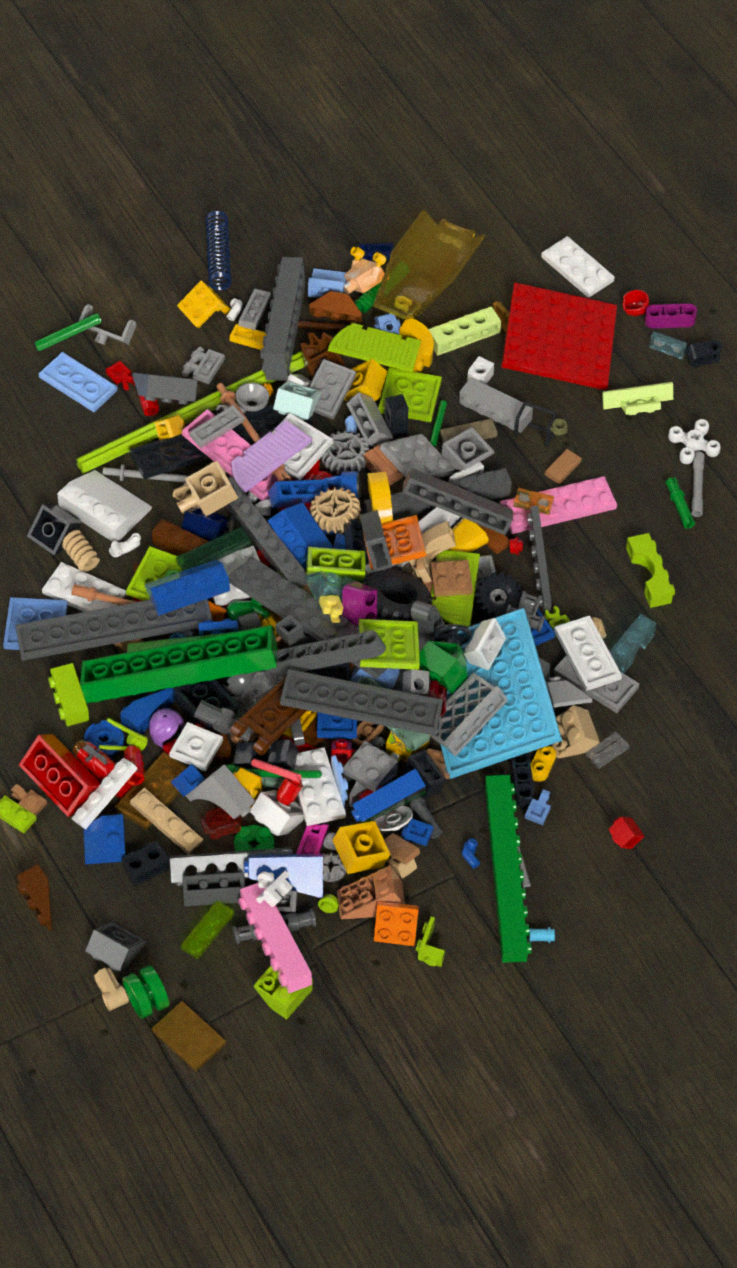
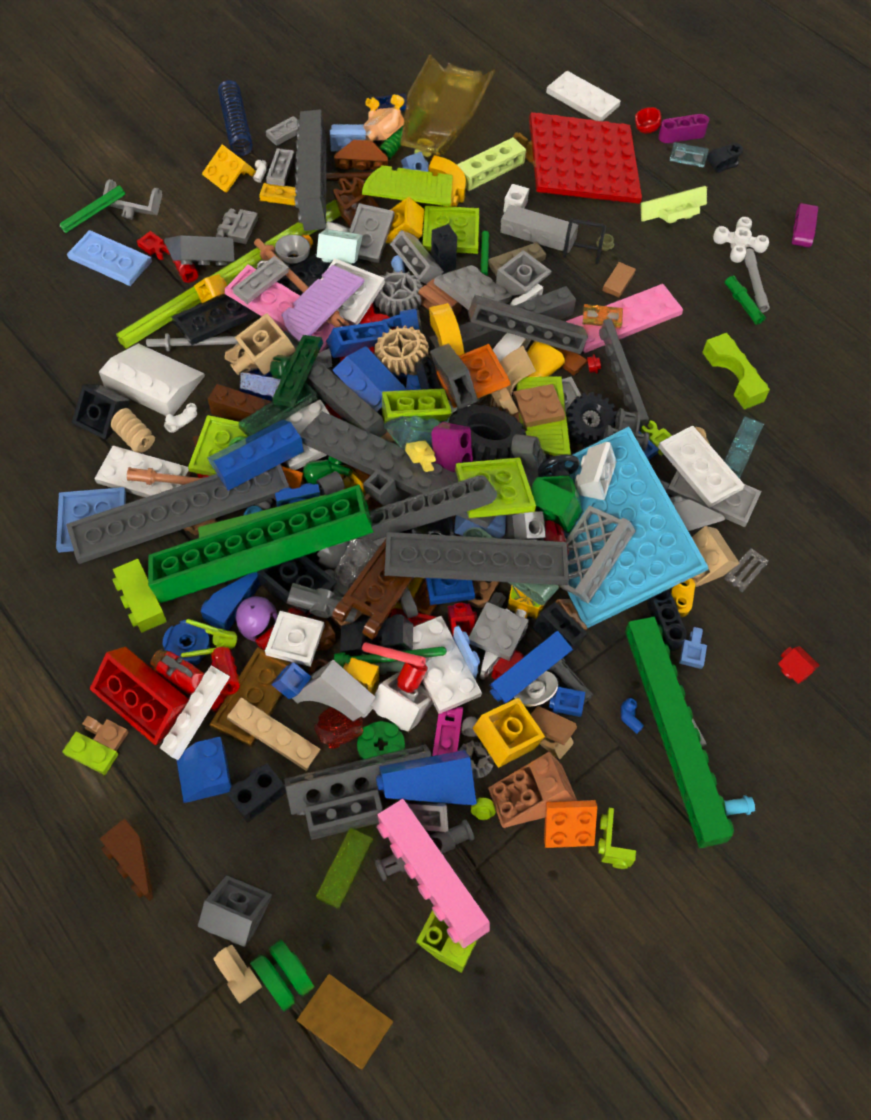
camera: 10 degrees left, 5 degrees up
(233, 516) = (294, 370): none -> dark green plate
(264, 269) = (283, 131): none -> light grey piece
(267, 881) = (417, 806): white hips -> none

